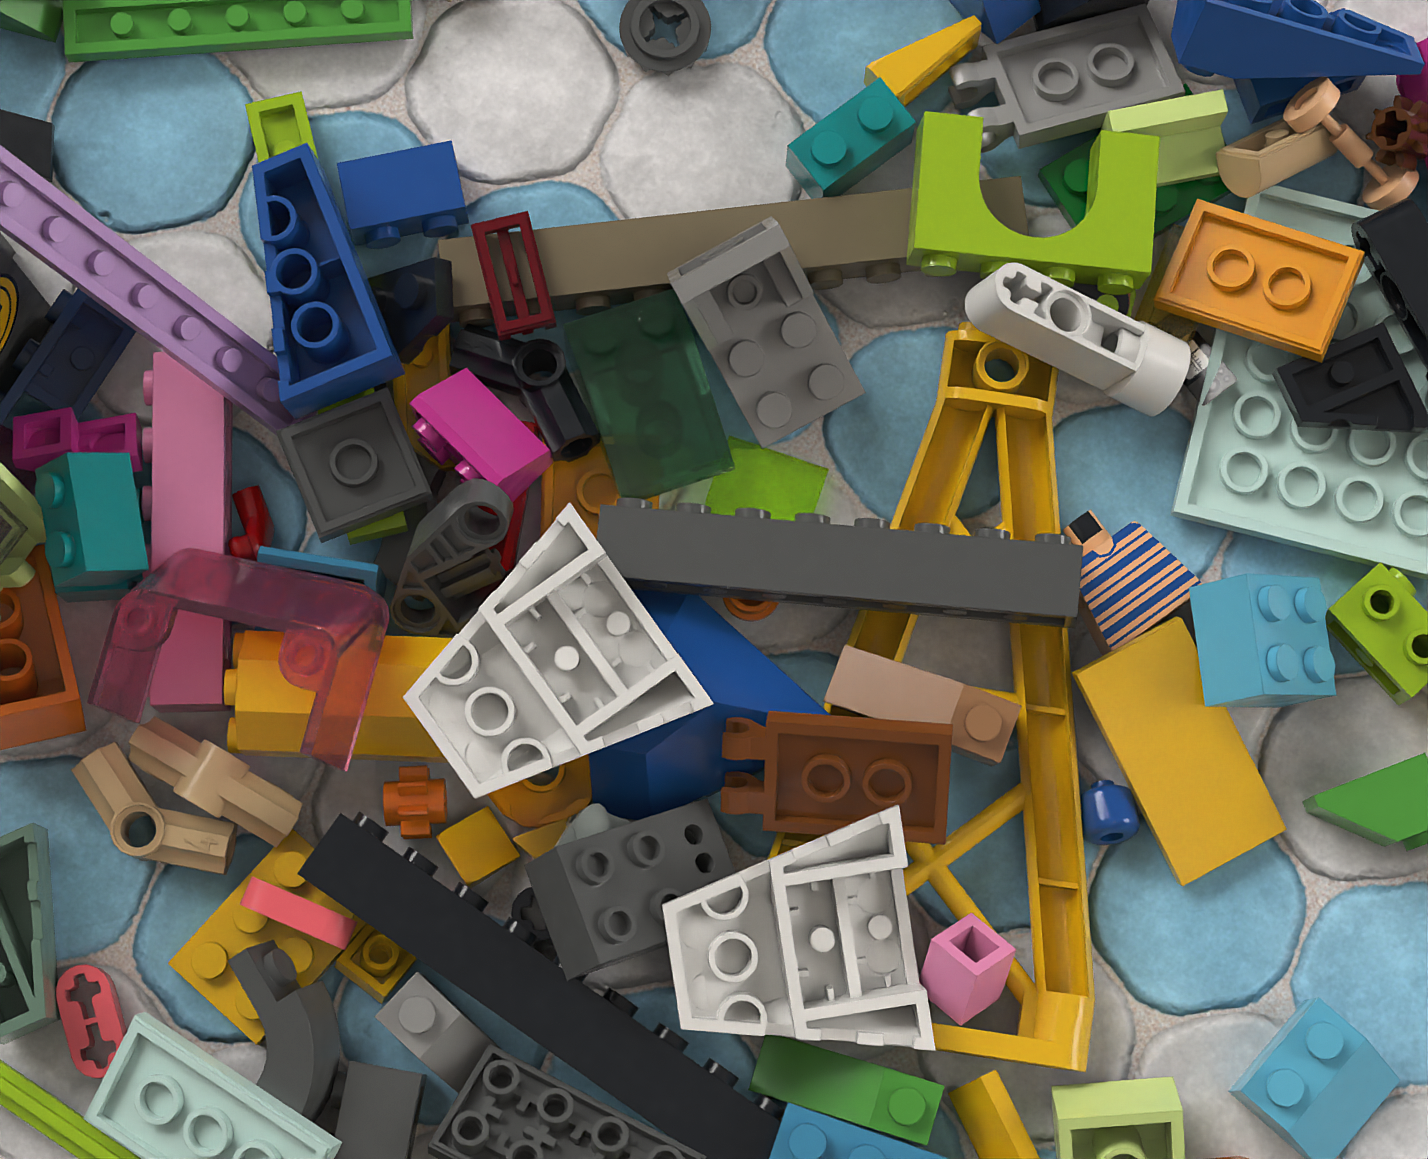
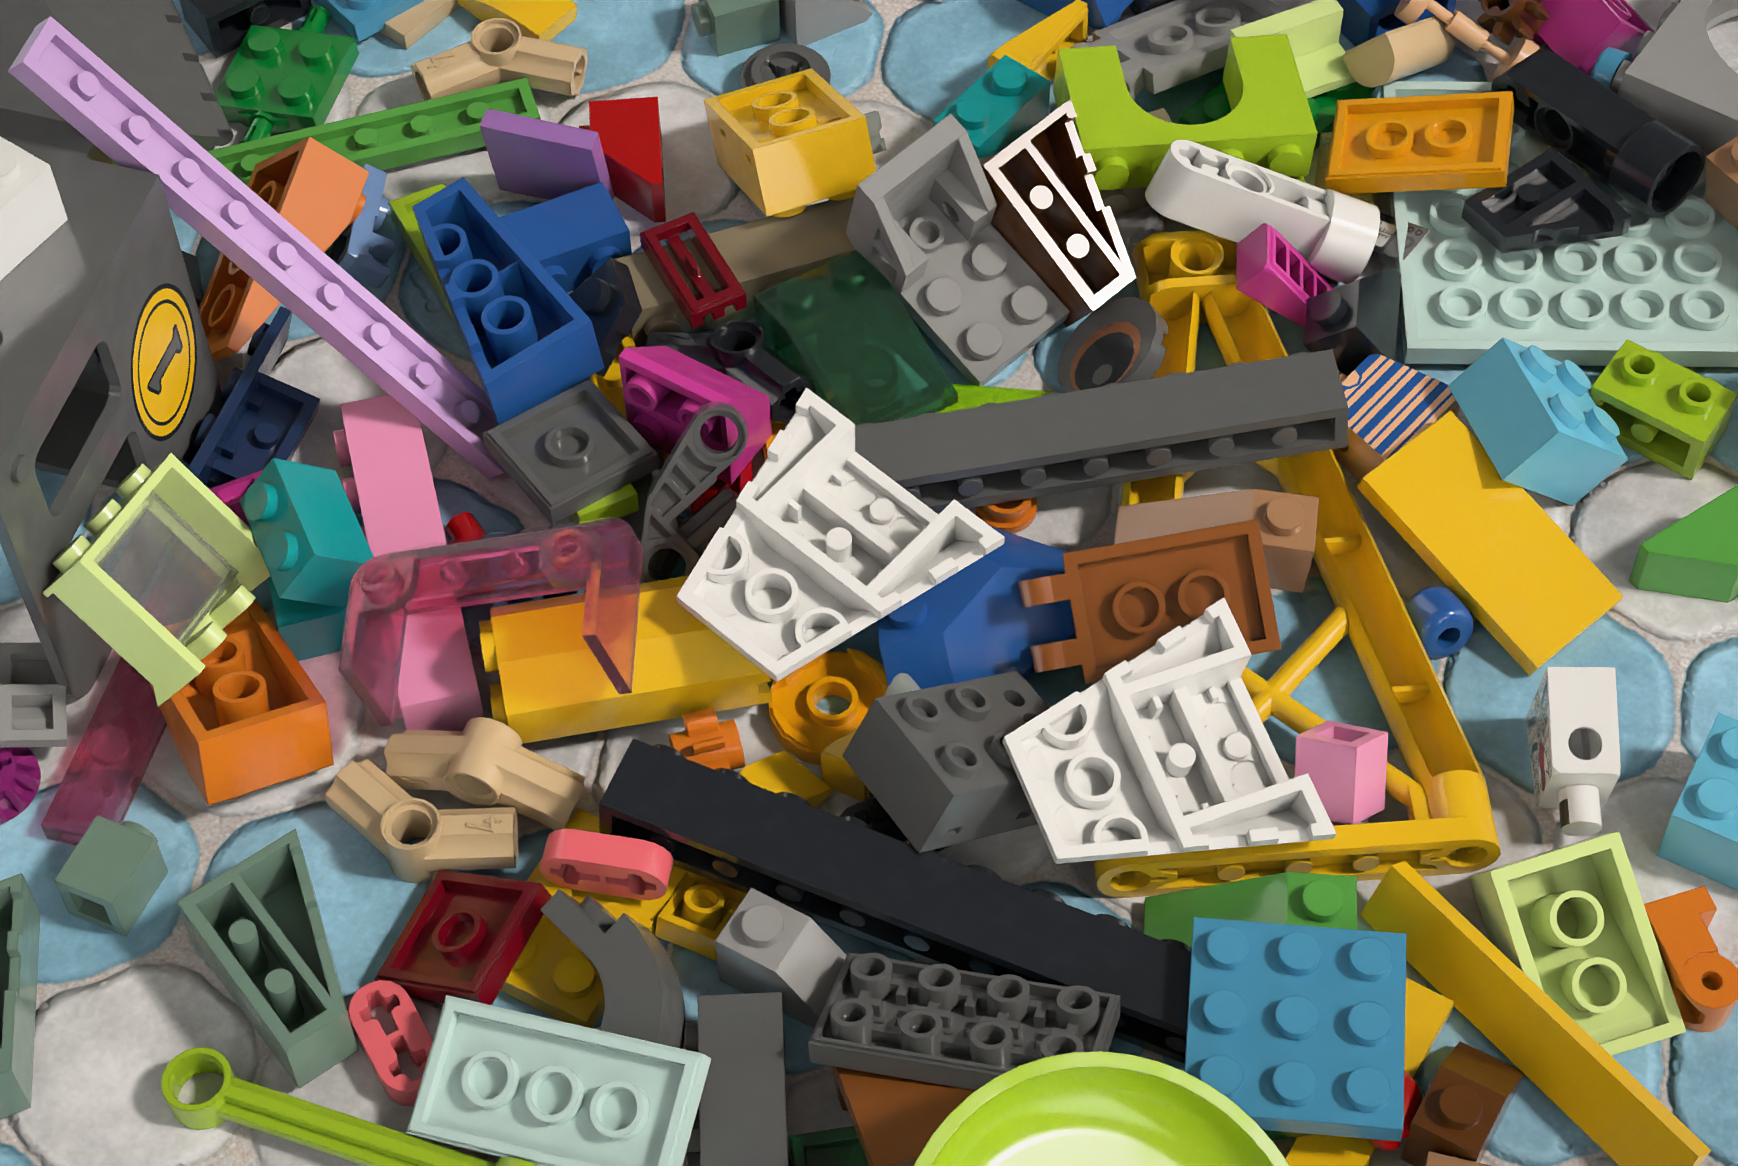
camera: 10 degrees left, 25 degrees down
(131, 137) = (316, 195): none -> orange slope
(165, 943) = (465, 937): none -> dark red tile
(215, 110) = (358, 245): none -> medium blue plate
(403, 101) = (542, 156): none -> medium lavender tile
(489, 92) = (632, 151): none -> red slope
(645, 140) = (793, 142): none -> yellow piece
(870, 295) = (1056, 214): none -> reddish brown wedge
(892, 454) = (1114, 346): none -> tile
(1049, 410) = (1277, 274): none -> dark pink slope
(1134, 468) = (1356, 320): none -> black slope
(1189, 967) = (1575, 744): none -> white torso

